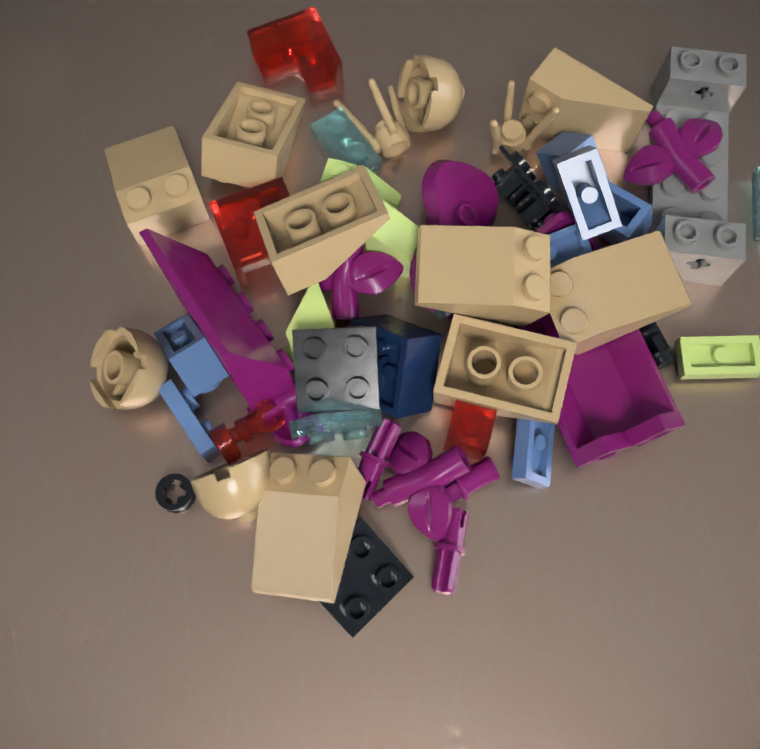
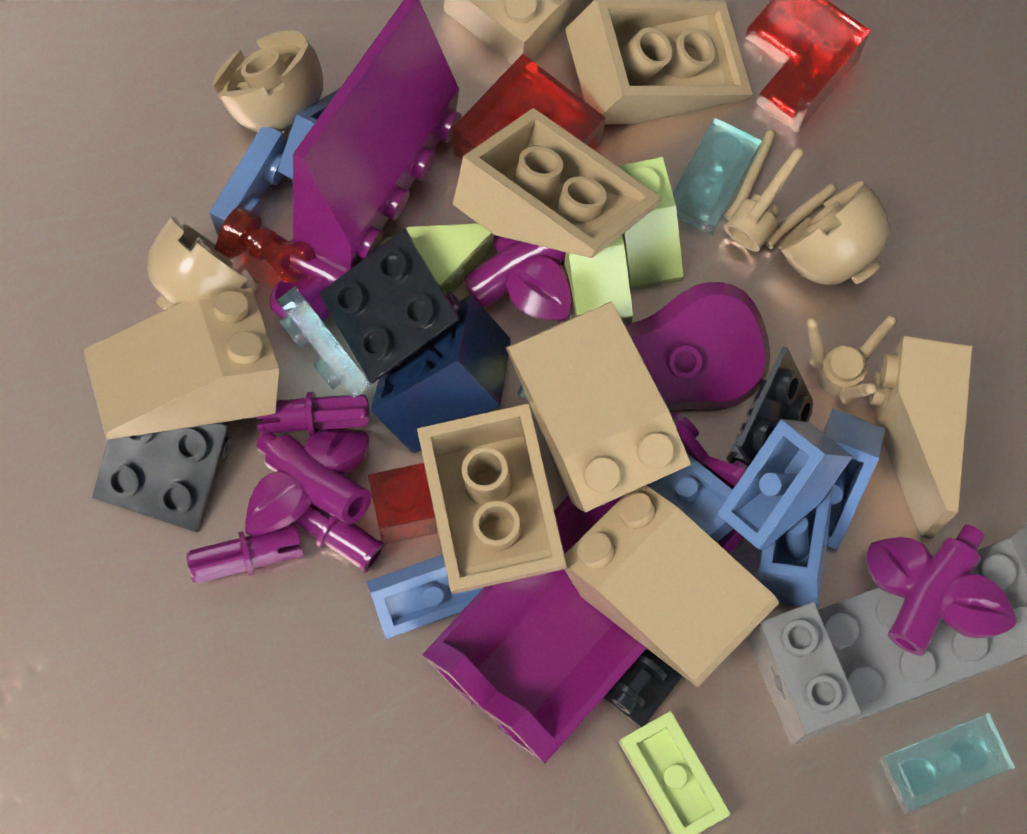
camera: 60 degrees right, 0 degrees up
(168, 484) = (154, 199): black bush -> none

